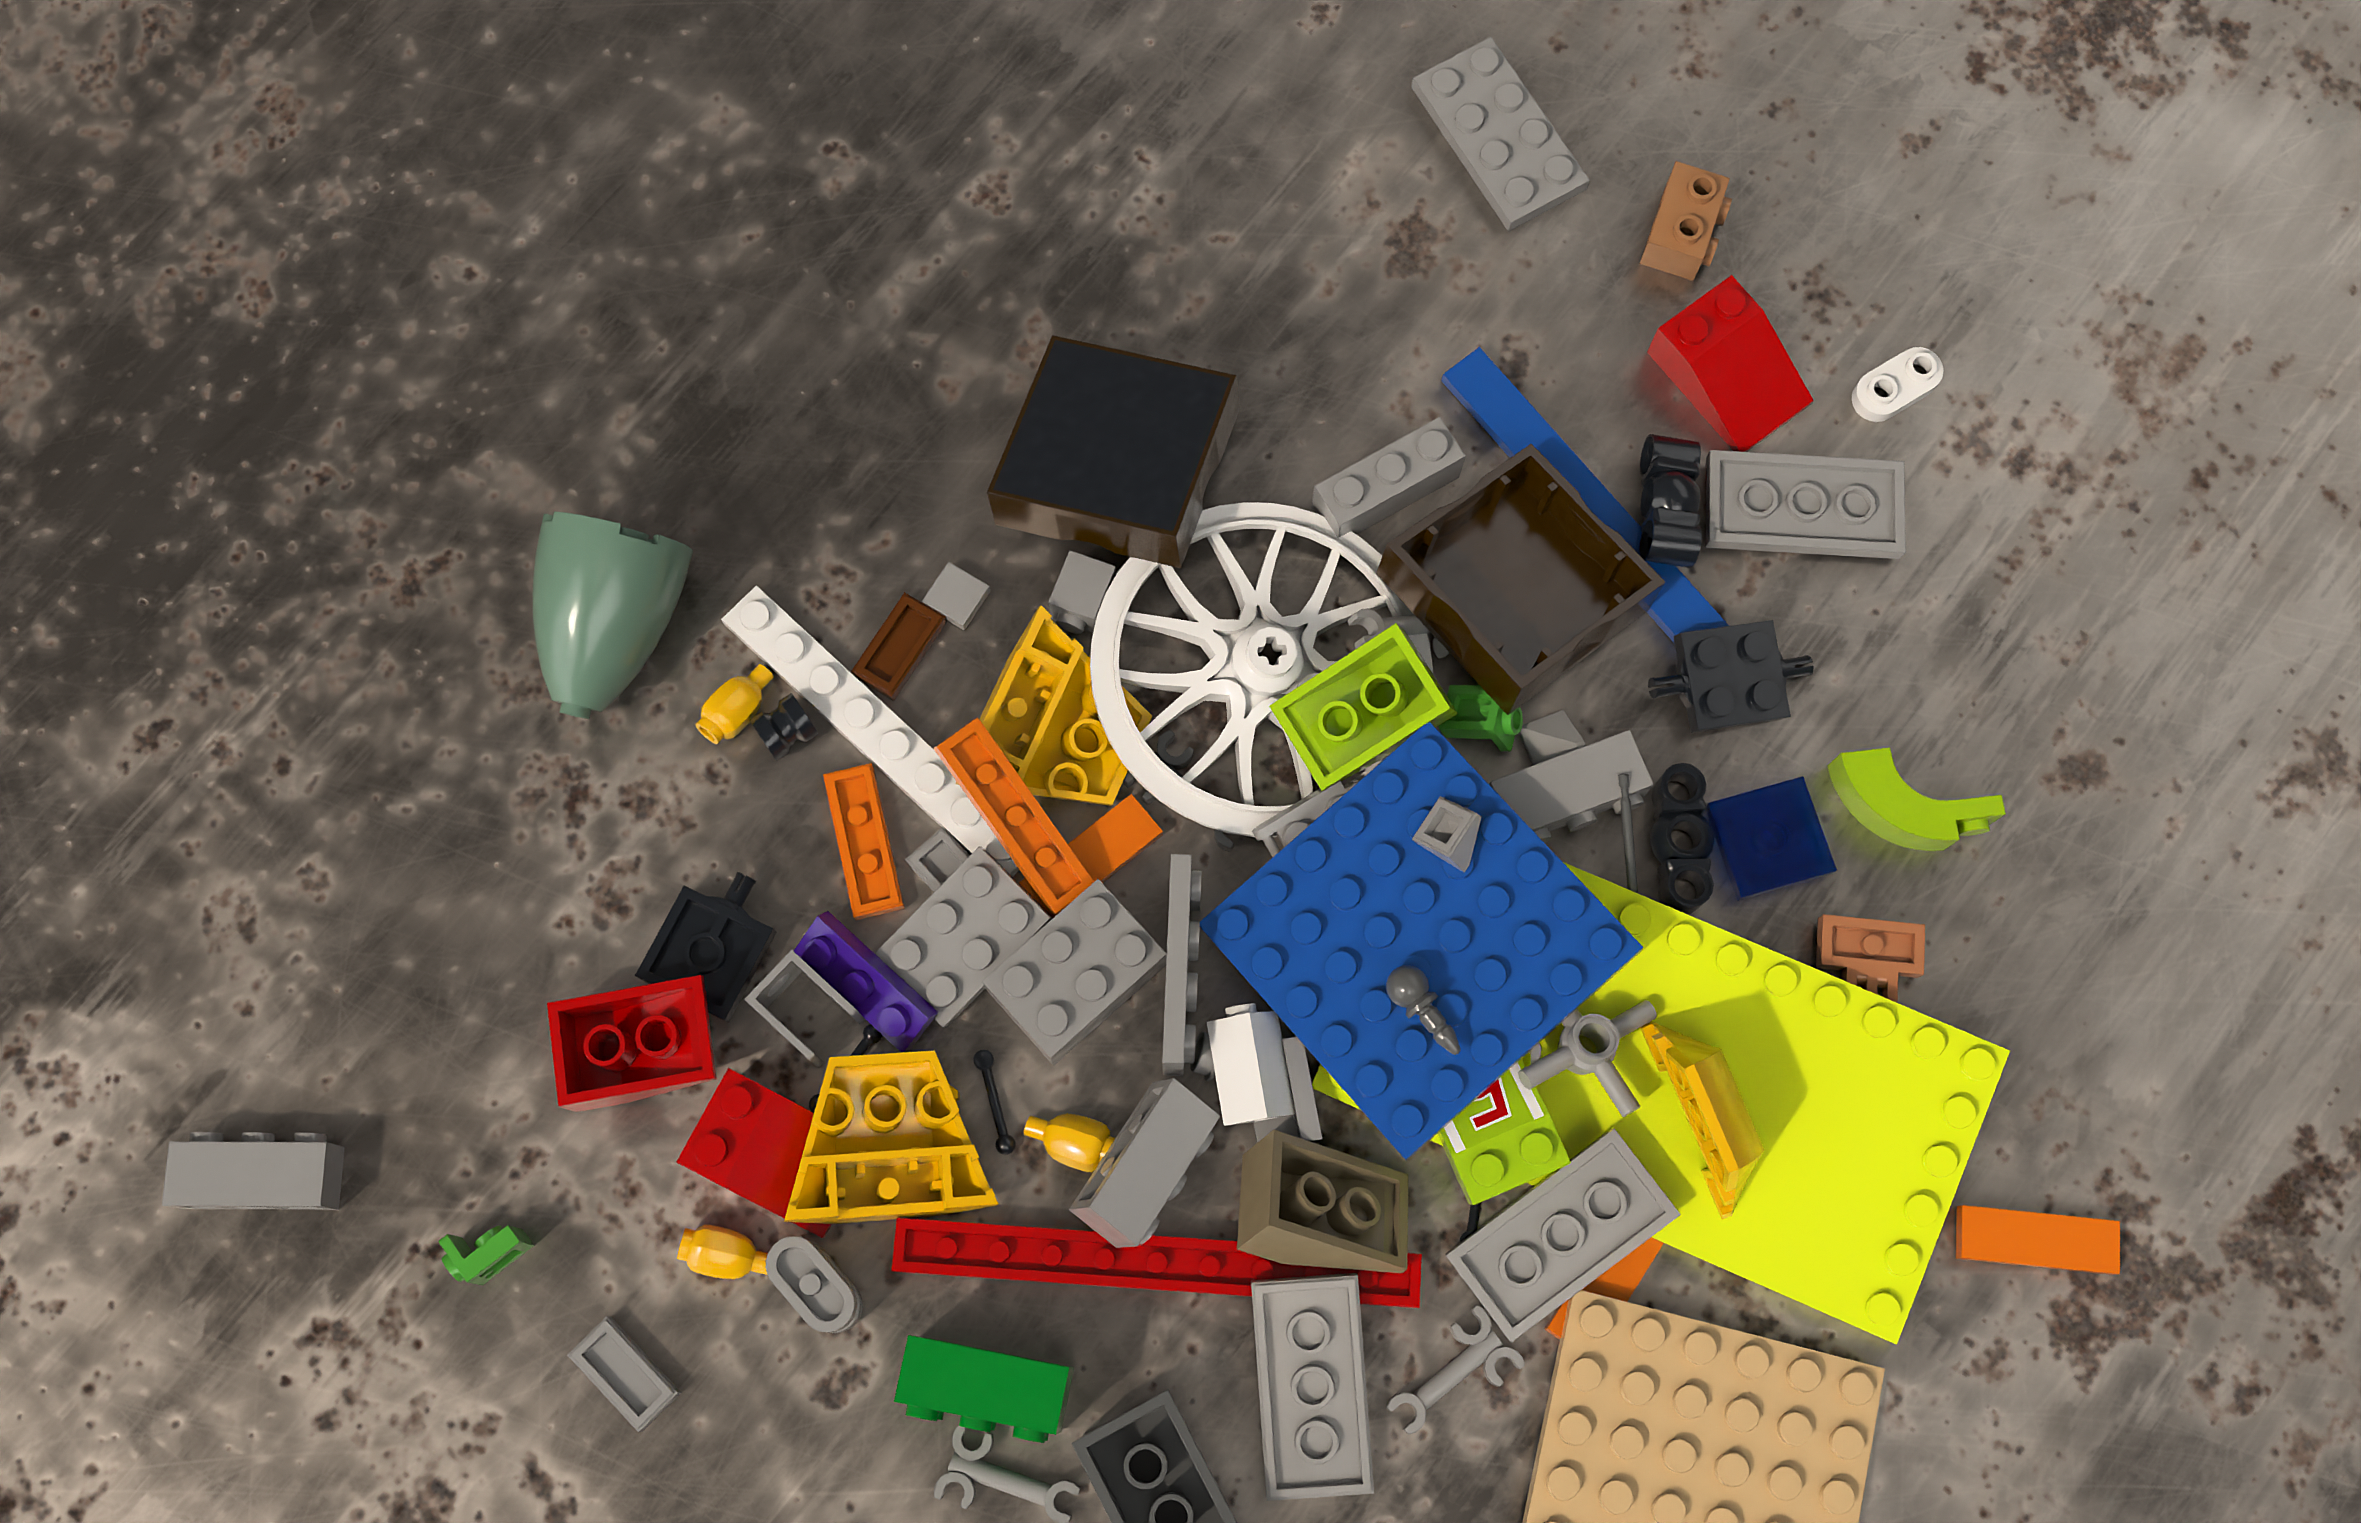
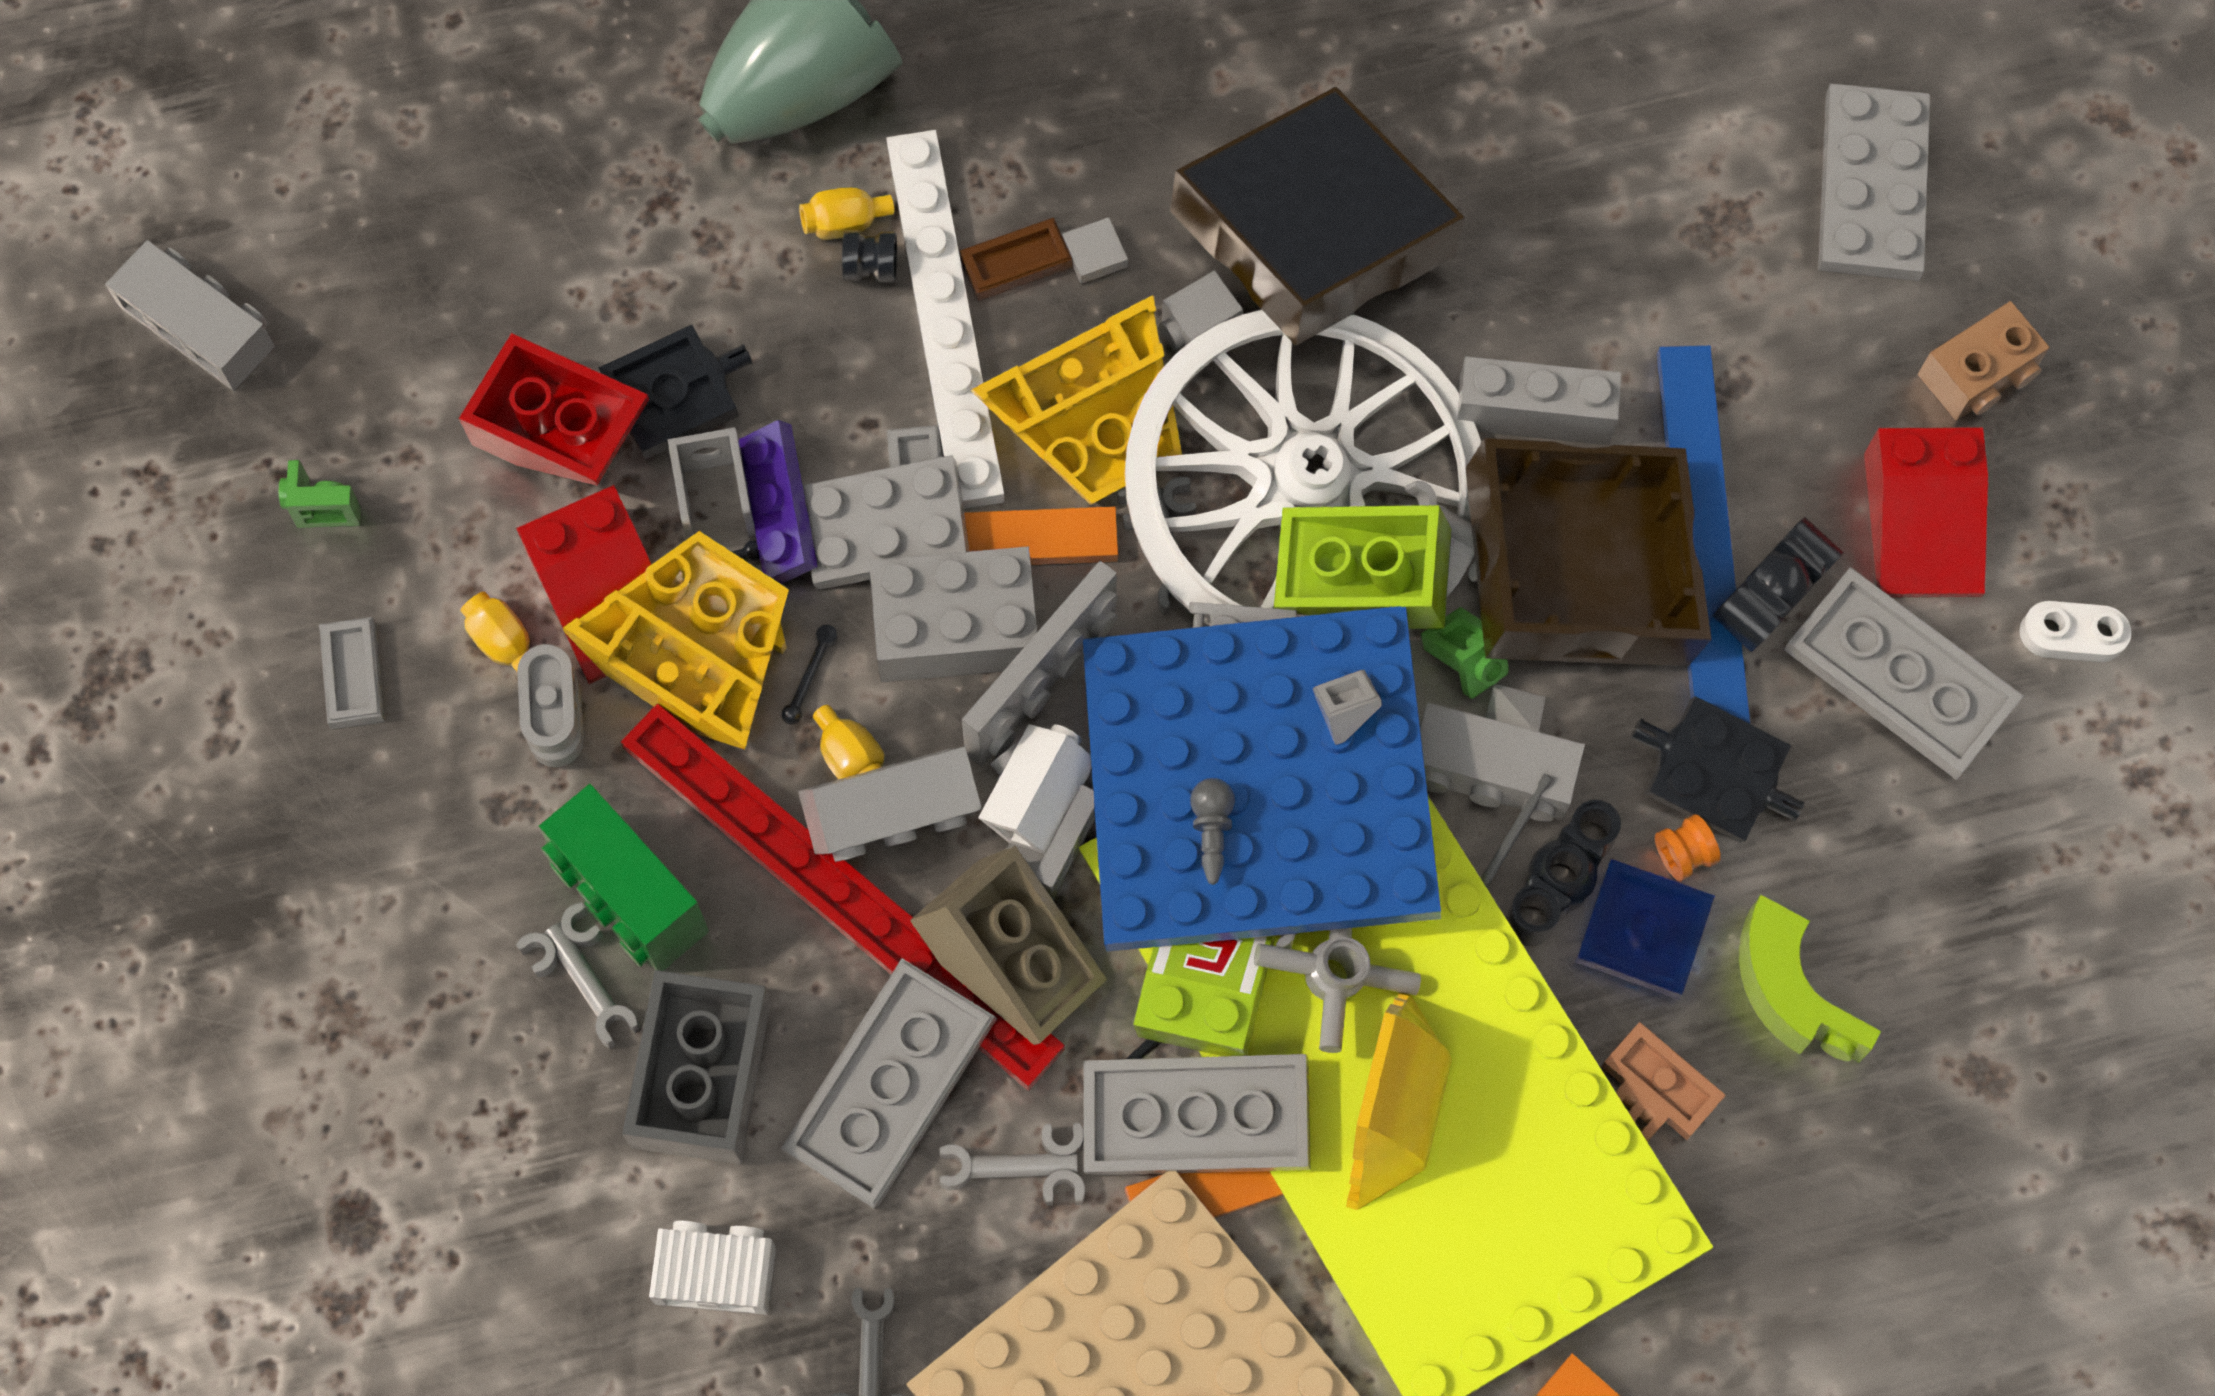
camera: 35 degrees right, 5 degrees down
(863, 841) = (864, 394): orange tile -> none
(1014, 815) = (998, 445): orange plate -> none
(1755, 753) = (1687, 847): none -> orange wheel

